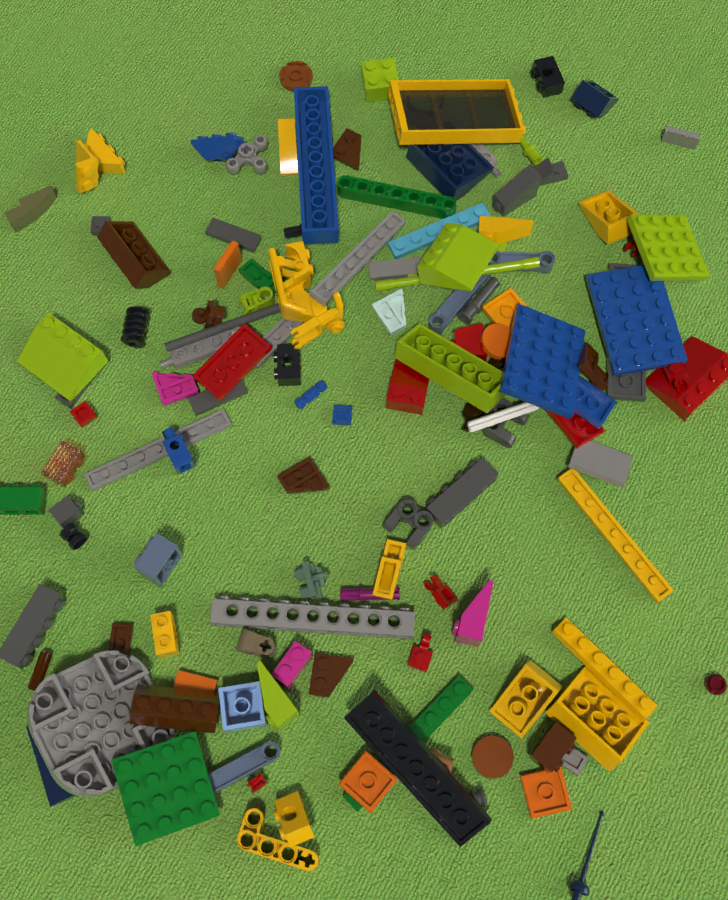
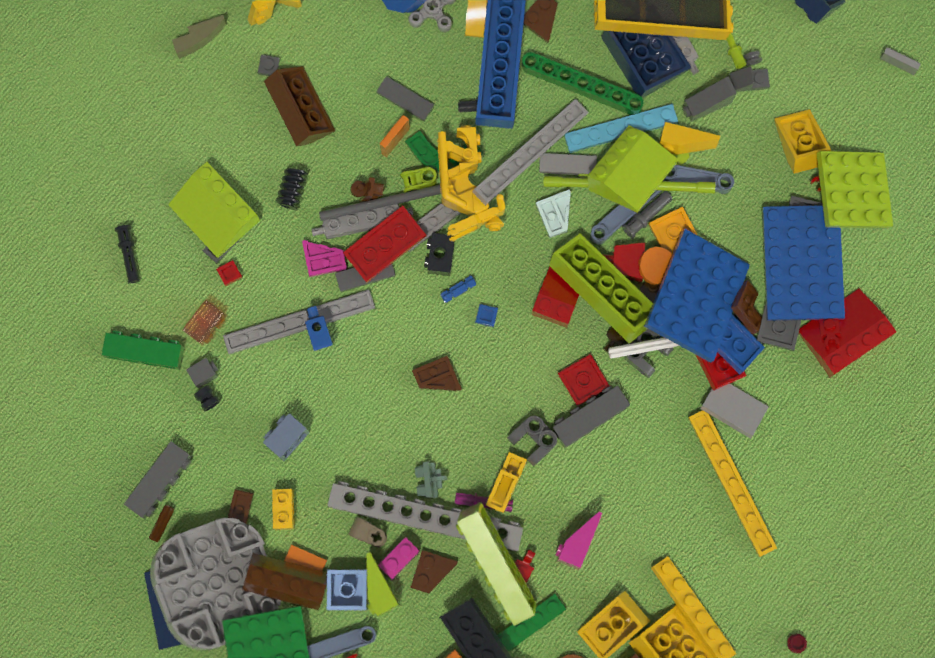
camera: 10 degrees right, 10 degrees up
(395, 651) = (496, 563): none -> lime brick
(442, 594) = (553, 514): red plate -> none
(447, 460) = (583, 380): none -> red tile
(548, 152) = (753, 58): none -> dark grey bush

